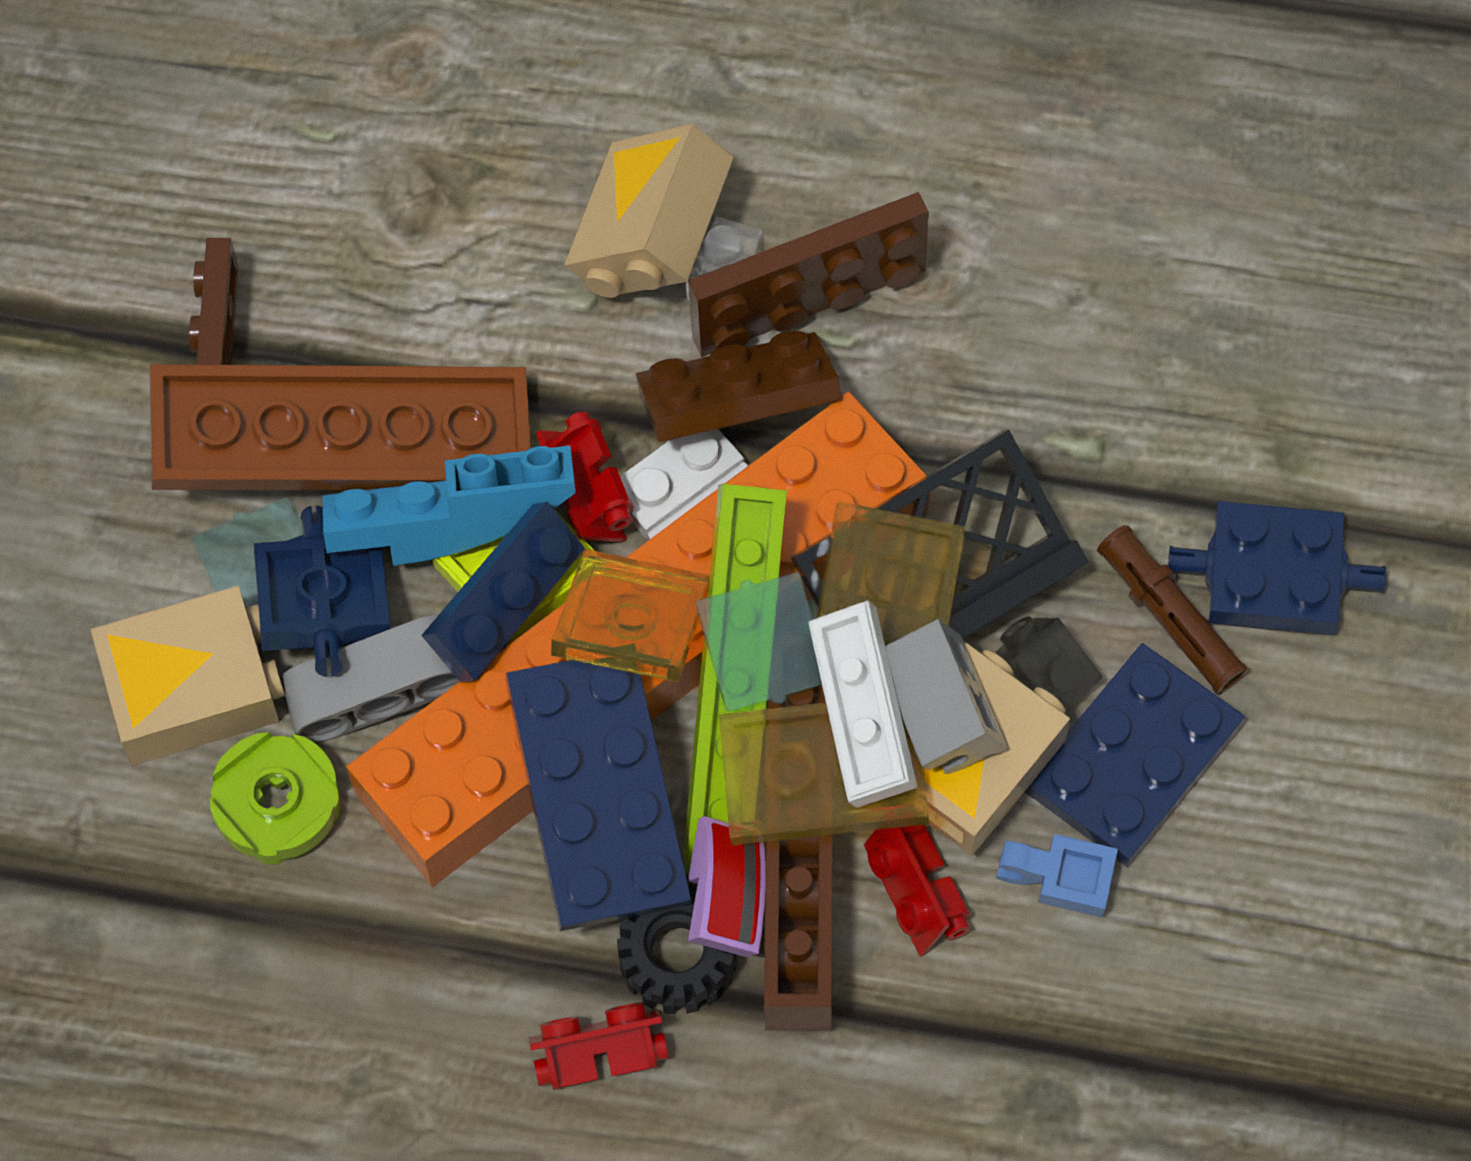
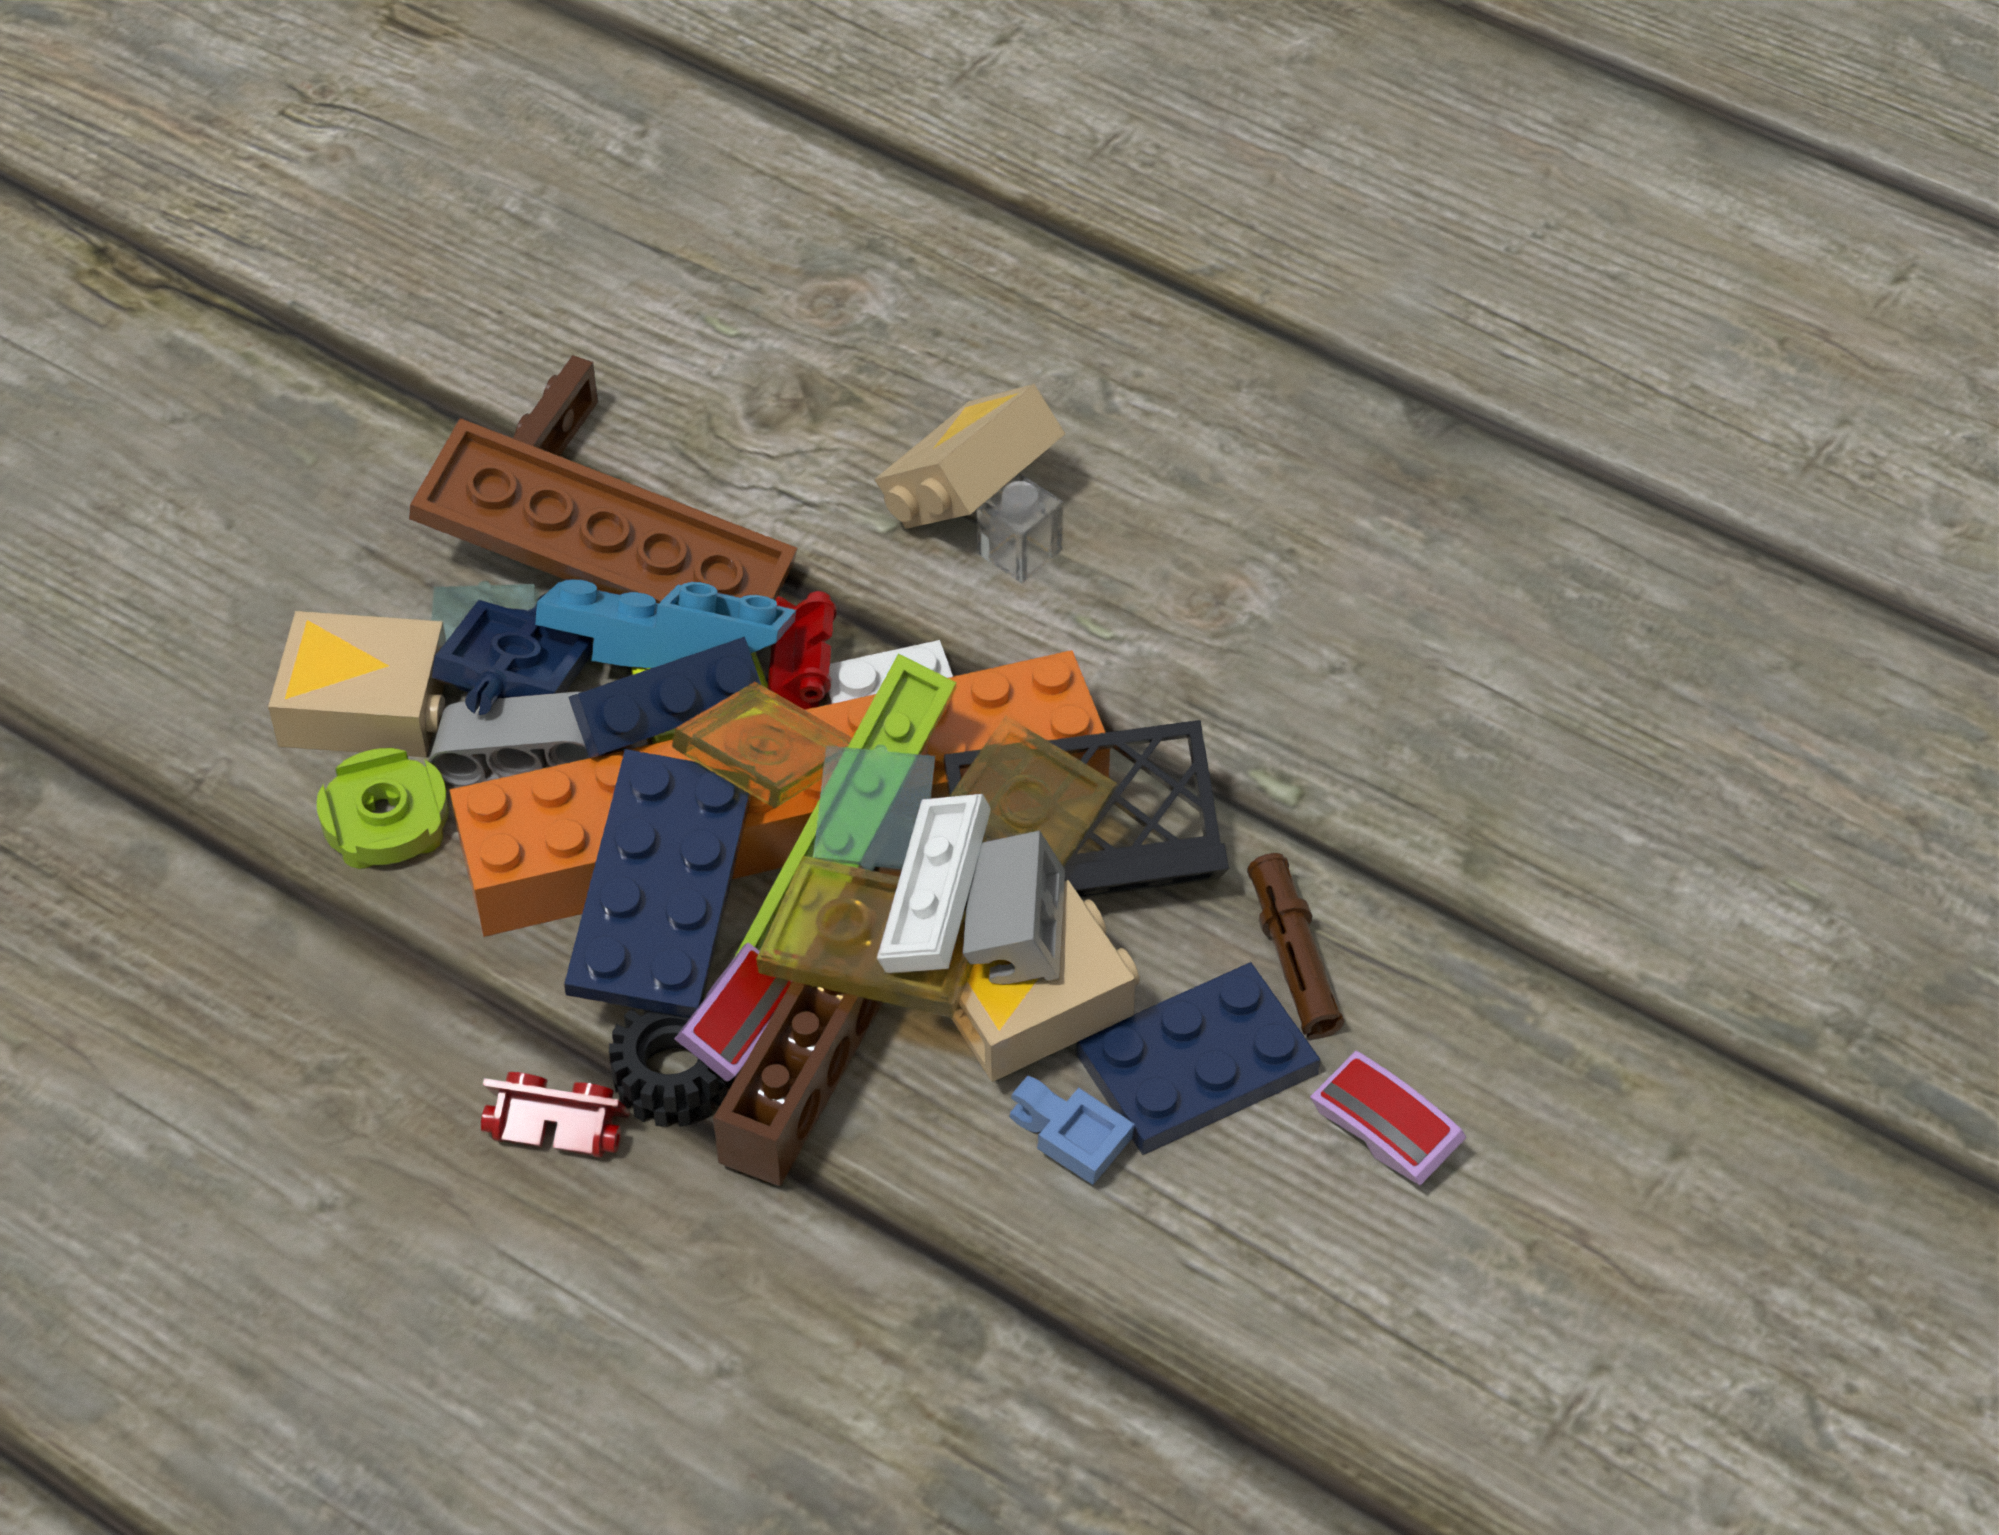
camera: 20 degrees right, 15 degrees down
(737, 385) = (977, 617): reddish brown plate -> none
(809, 275) = (1088, 551): reddish brown plate -> none
(922, 907) = (925, 1063): red hinge -> none
(1048, 658) = (1155, 945): clear smoke bracket -> none
(1276, 568) = (1416, 947): dark blue plate -> none
(1329, 751) = (1389, 1116): none -> slope

